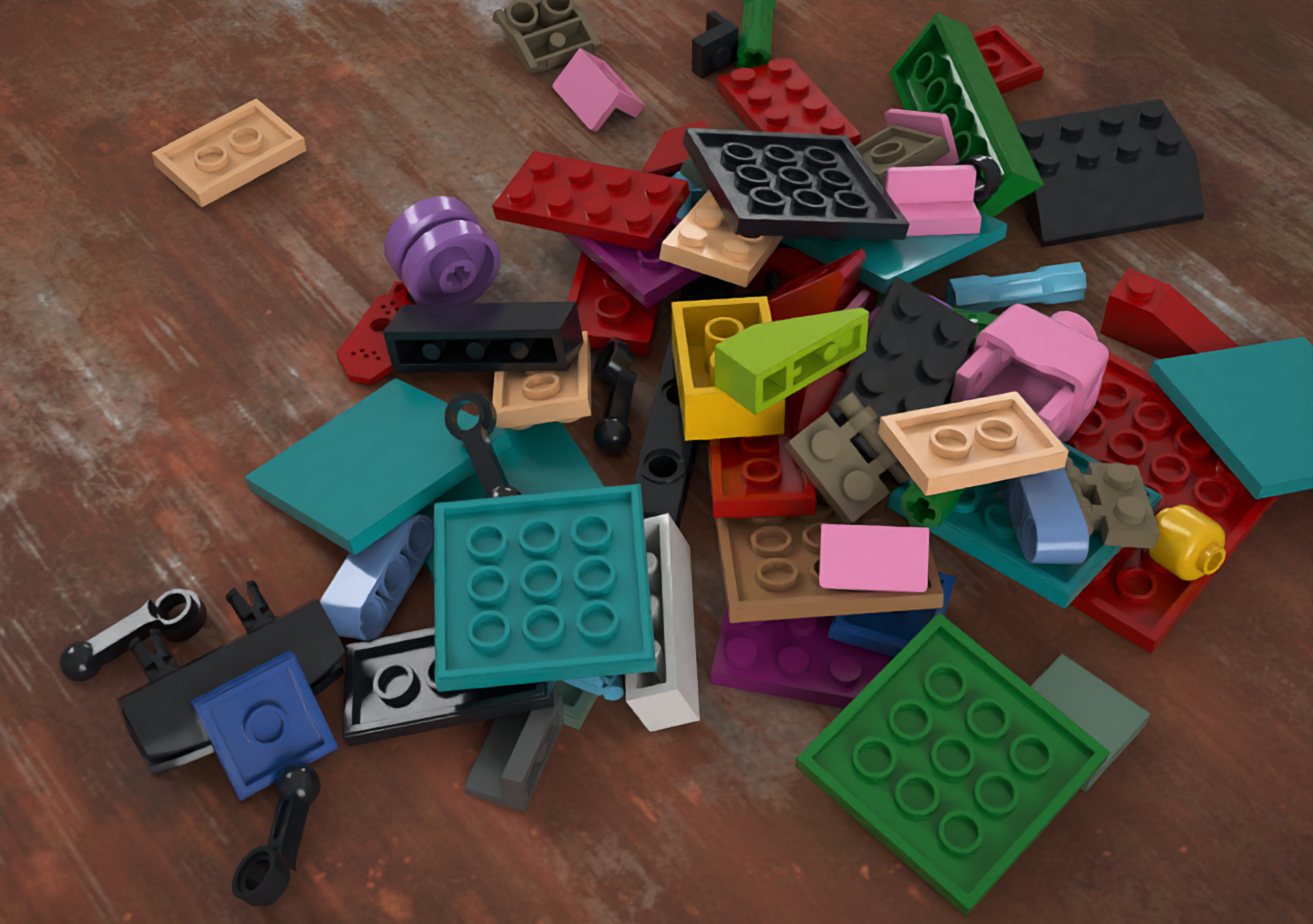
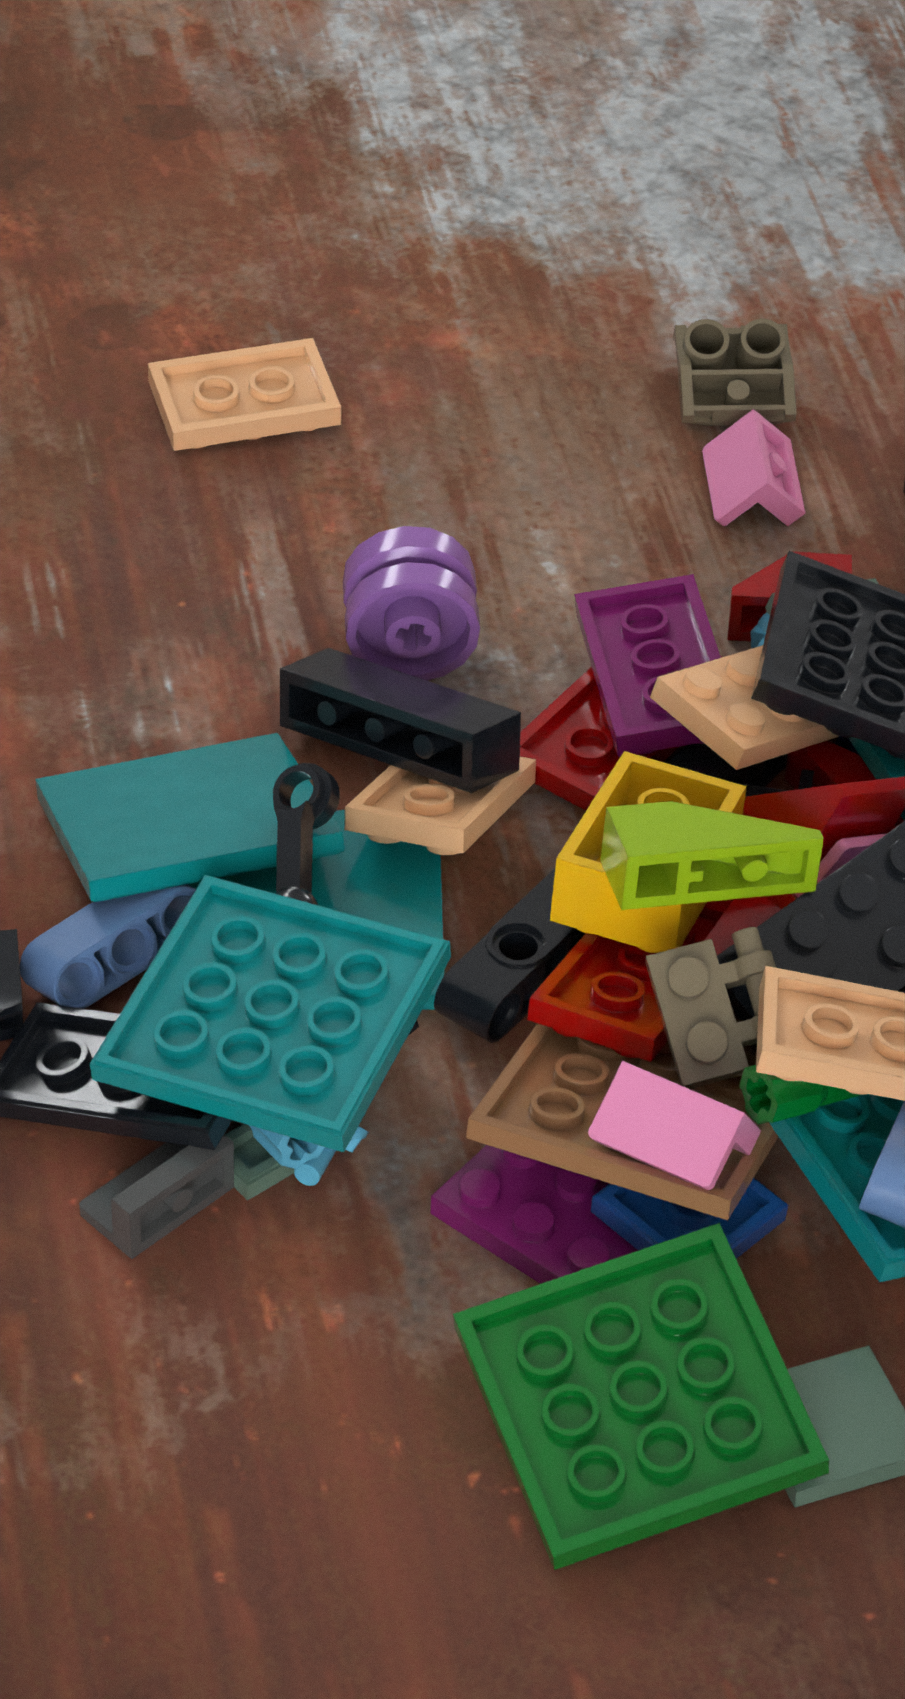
camera: 25 degrees right, 5 degrees down
(365, 352) = (254, 691): red piece -> none
(592, 200) = (630, 601): red plate -> none
(613, 368) = (494, 890): black piece -> none
(671, 692) = (407, 1122): white brick -> none

